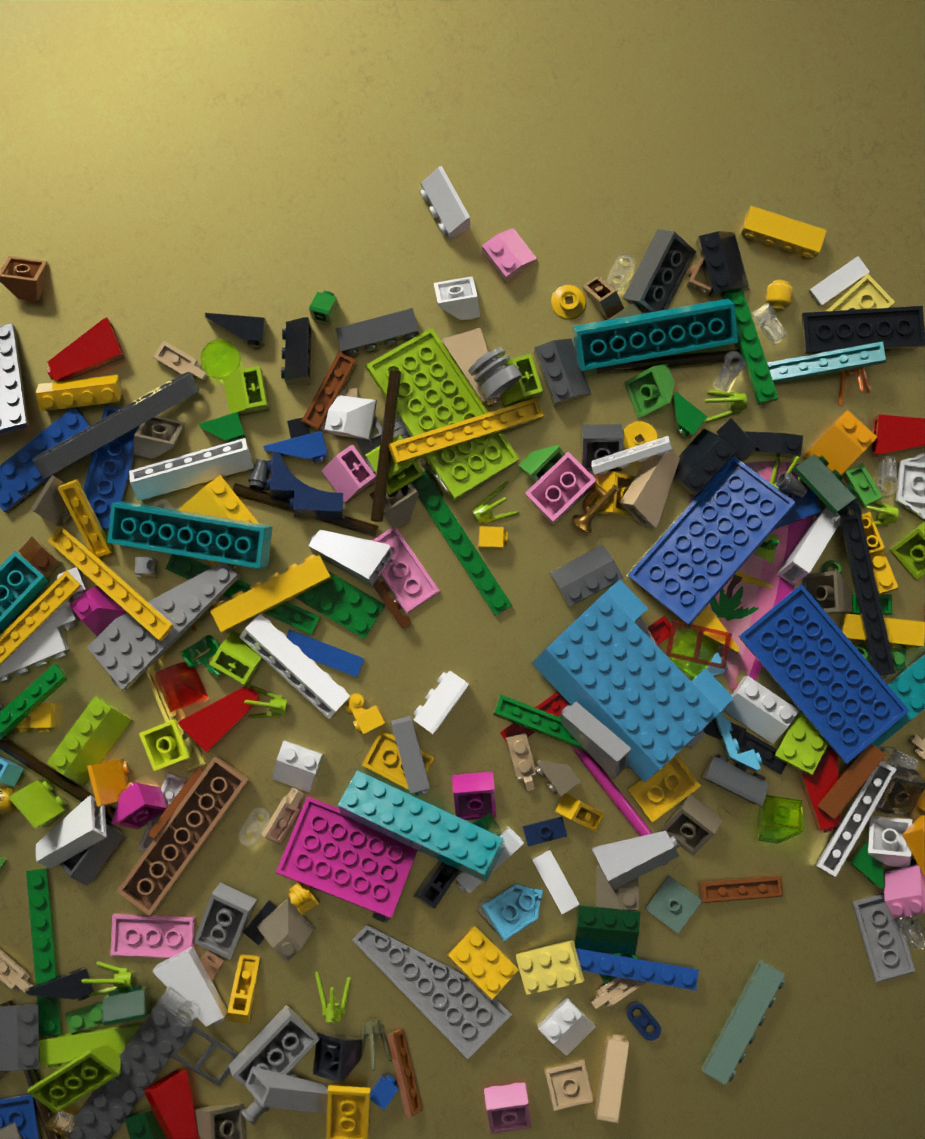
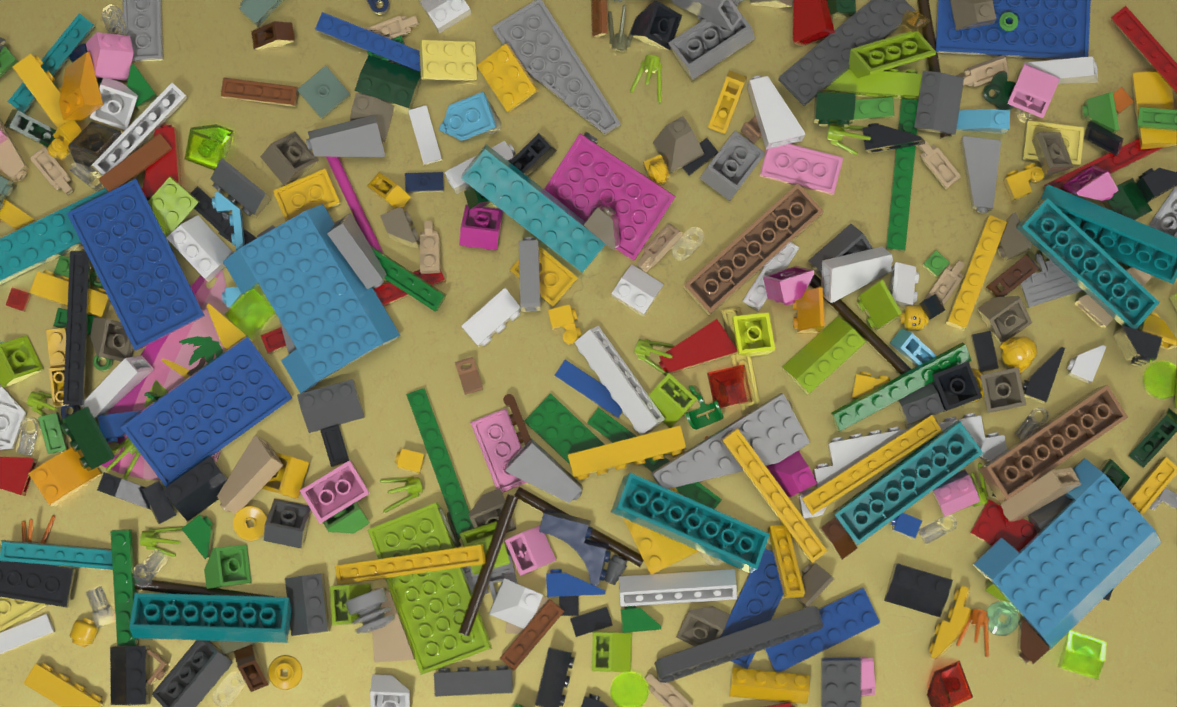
camera: 165 degrees left, 0 degrees up
(20, 832) = (902, 284): none -> white slope
(146, 567) = (739, 504): light grey leg -> none
(174, 804) = (754, 279): dark orange tile -> none
(180, 1006) = (785, 96): clear piece -> none
(196, 1068) = (783, 42): dark grey window -> none
(272, 418) = (591, 621): none -> black tile
(343, 823) = (605, 226): none -> dark tan slope
(451, 637) = (469, 376): none -> medium nougat bracket
(572, 537) = (335, 445): none -> black tile
(584, 521) = (321, 456): pearl gold piece -> none
(625, 457) = (255, 506): white plate -> none
(698, 644) = (243, 316): clear red window -> none
(741, 953) = (273, 35): none -> reddish brown slope
(790, 484) = (120, 445): dark grey cone -> none

